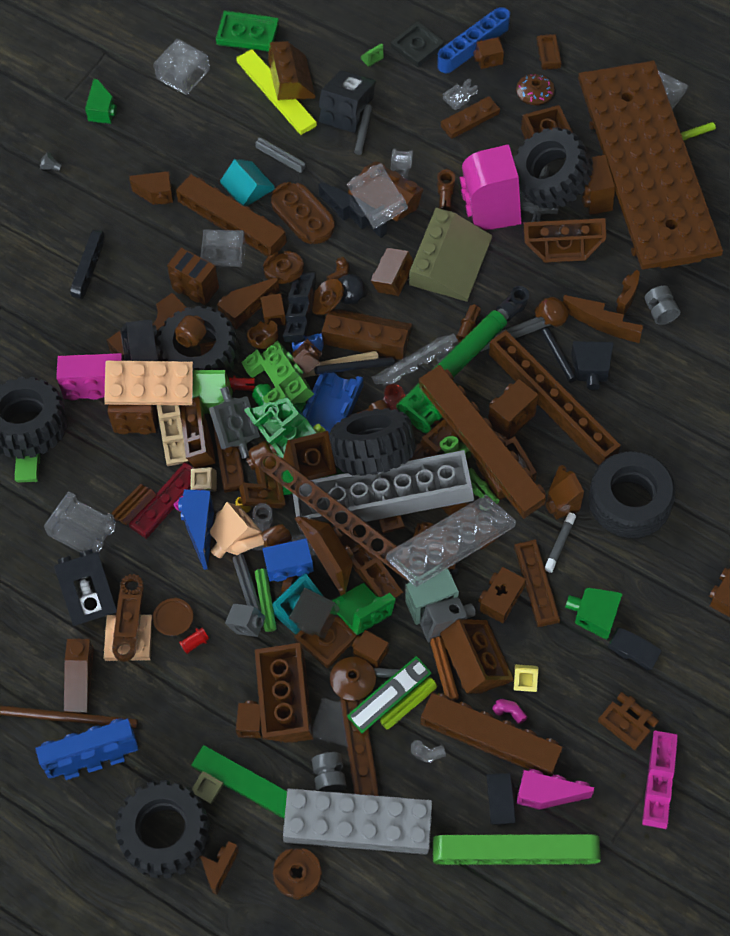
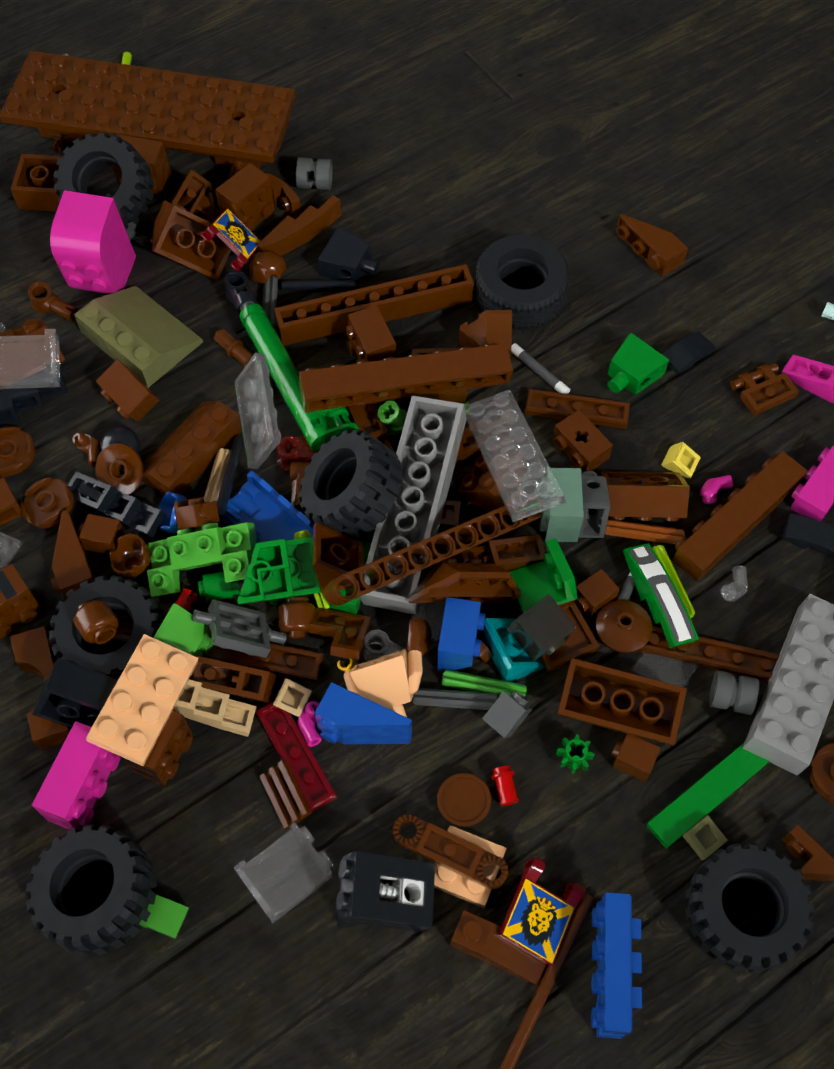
camera: 70 degrees left, 0 degrees up
(104, 691) = (539, 917): none -> flag
(234, 671) = (574, 746): none -> green gear
(540, 249) = (179, 239): none -> reddish brown slope
(559, 274) = (234, 235): none -> flag
(603, 268) = (247, 196): none -> reddish brown brick

